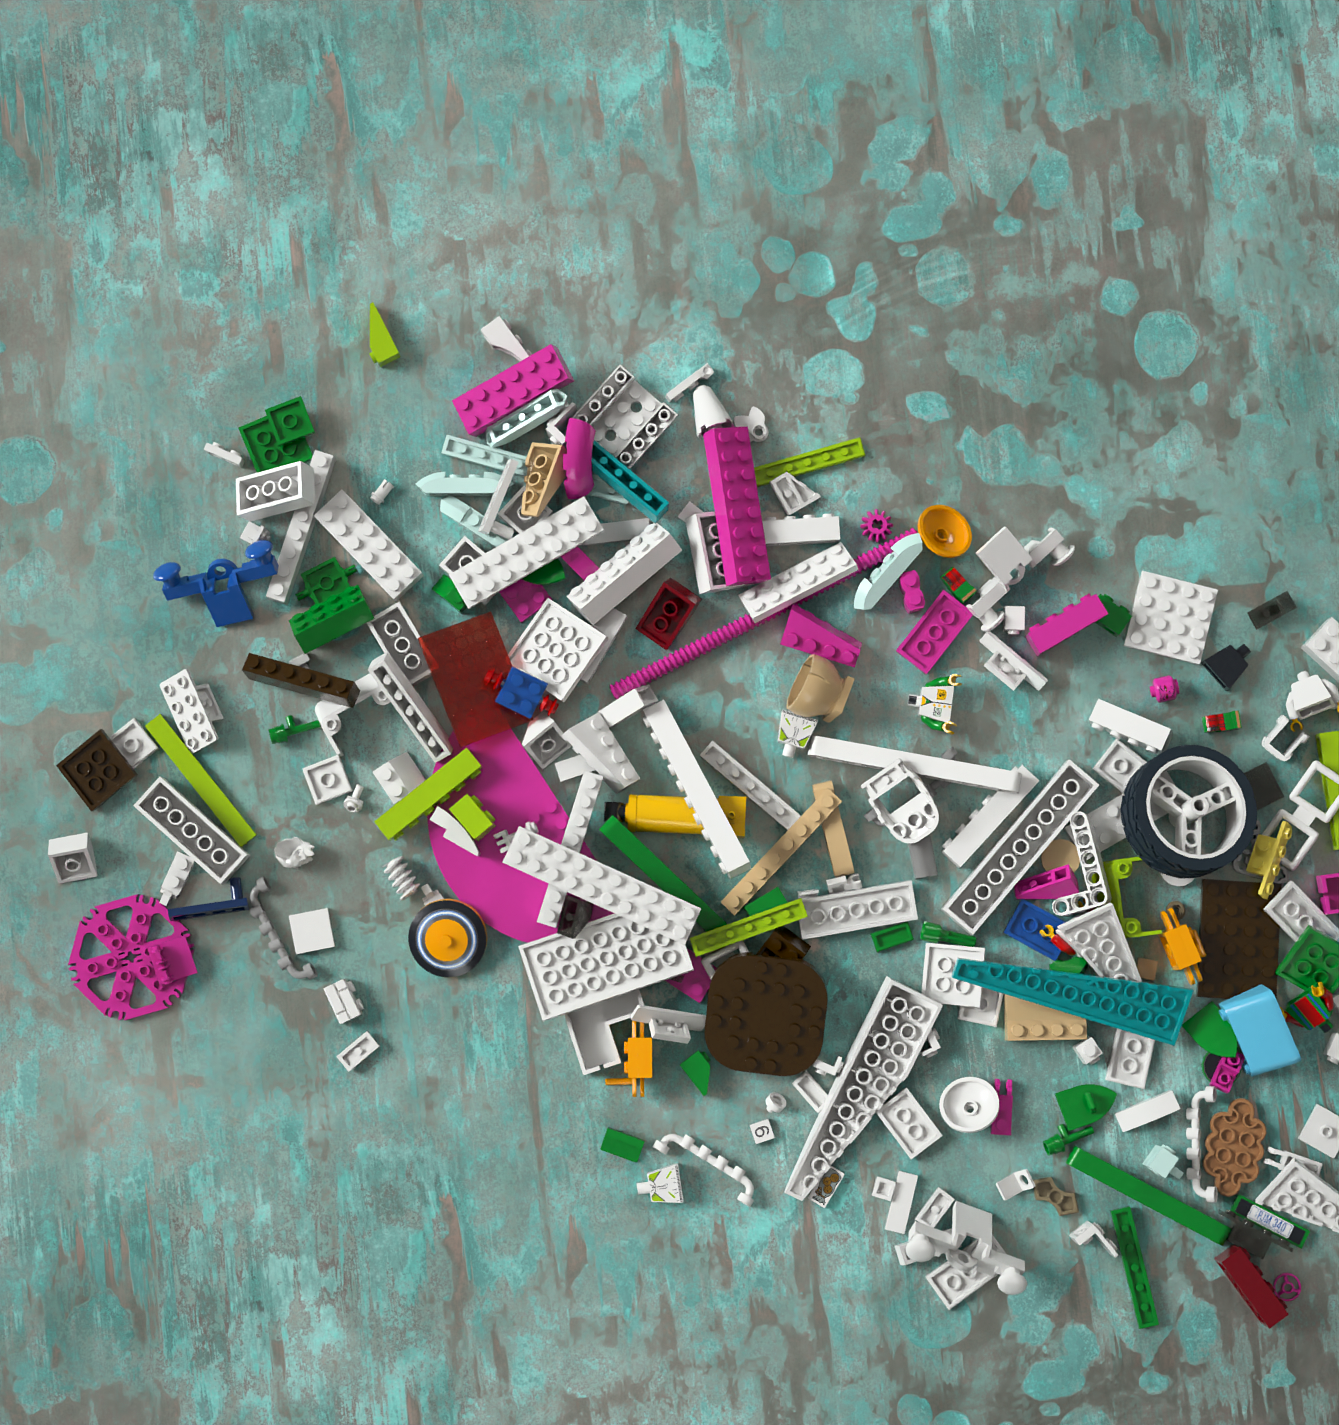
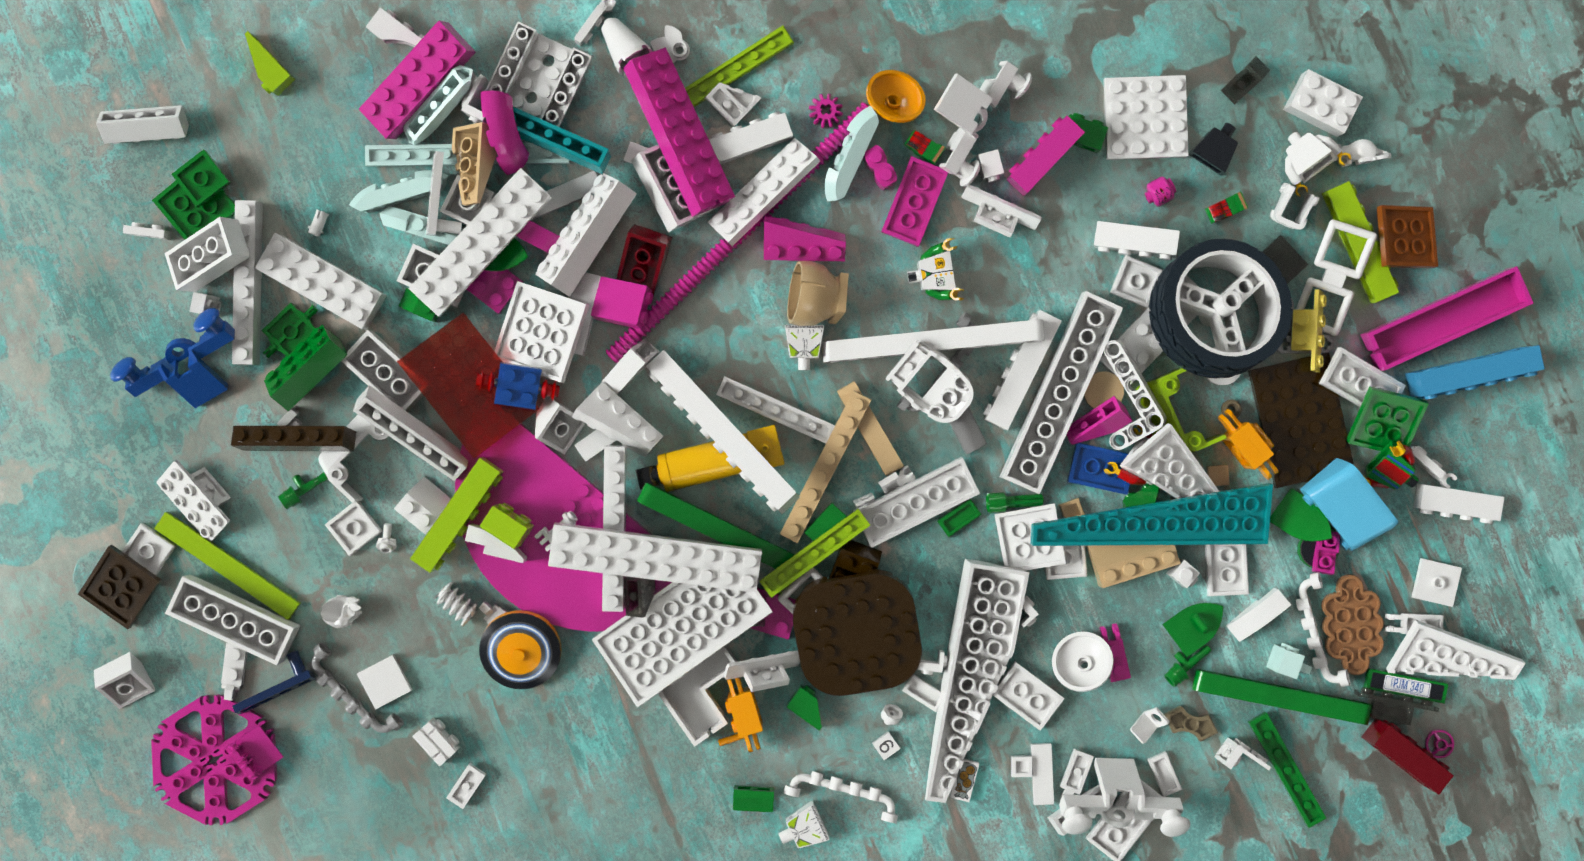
camera: 15 degrees left, 5 degrees up
(251, 357) = (142, 124): none -> white brick
(638, 645) = (622, 303): none -> dark pink brick
(1000, 957) = (1071, 508): none -> tan tile
(1017, 1237) = (1164, 774): none -> white tile

